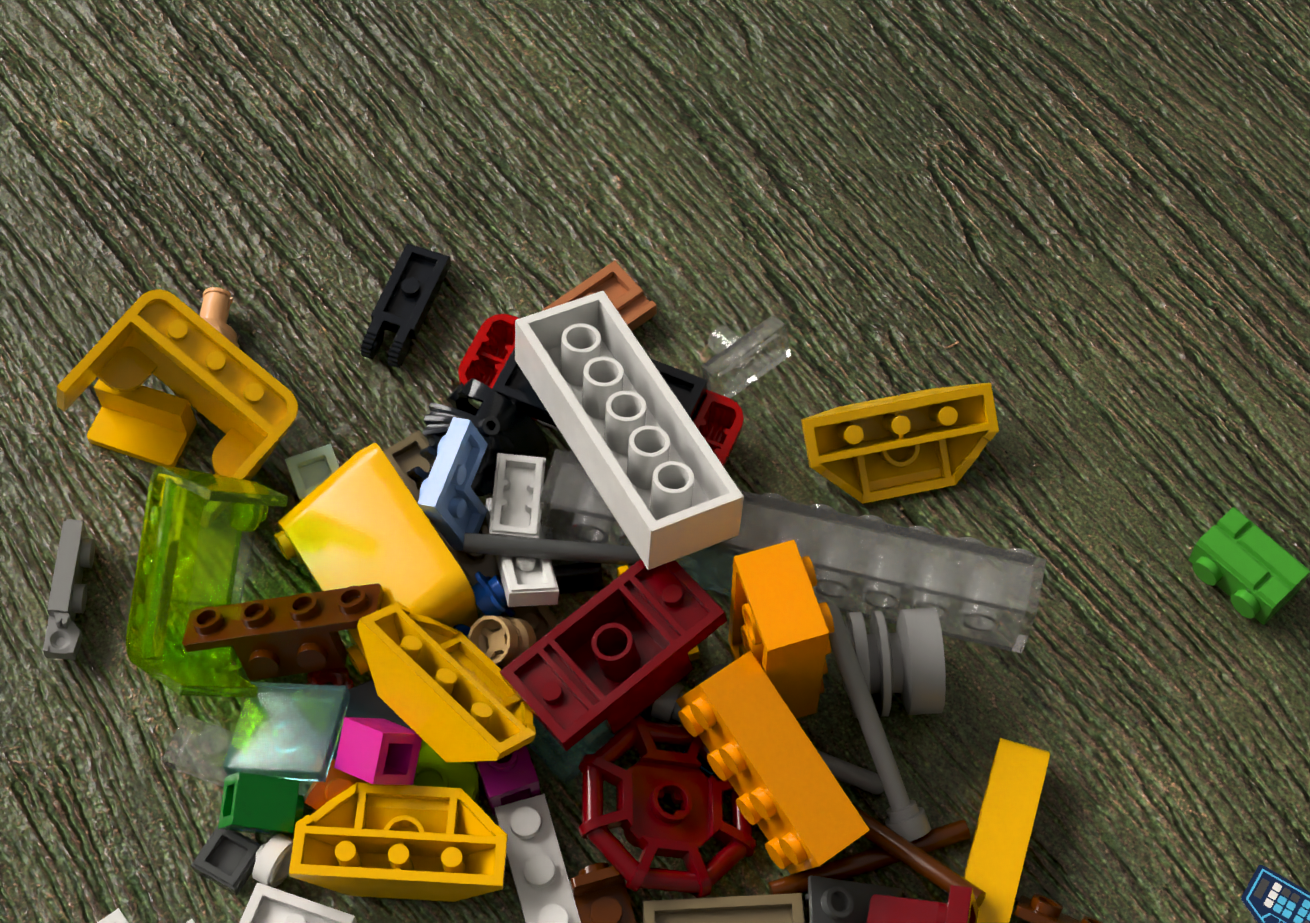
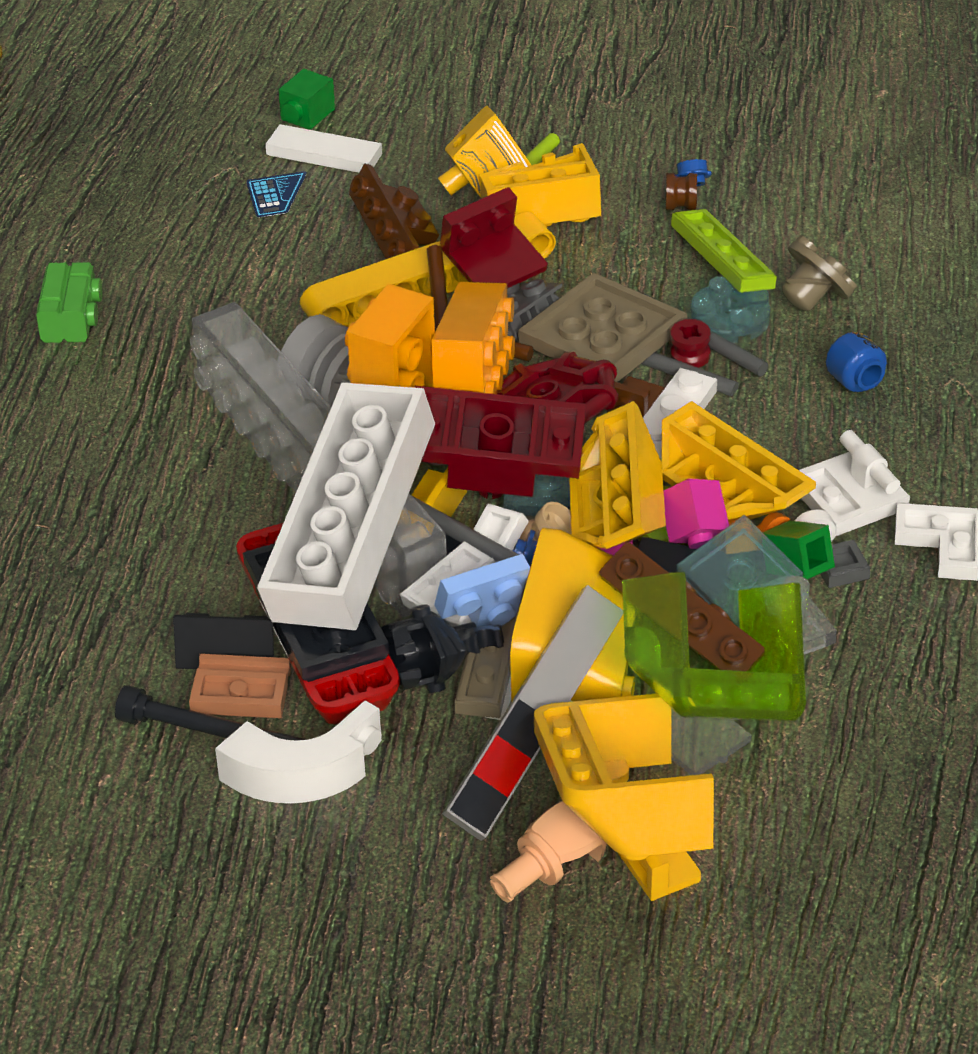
camera: 135 degrees left, 20 degrees down
(67, 592) = (810, 768): light grey hinge -> none
(316, 431) = (513, 741): none -> tile
(405, 302) = (366, 789): black hinge -> none
(472, 269) = (299, 769): none -> white arch
(655, 237) = (136, 706): none -> black piece
(673, 319) = (220, 636): none -> black piece
(744, 358) = (188, 586): clear tile -> none
(902, 441) = (153, 476): yellow wedge -> none

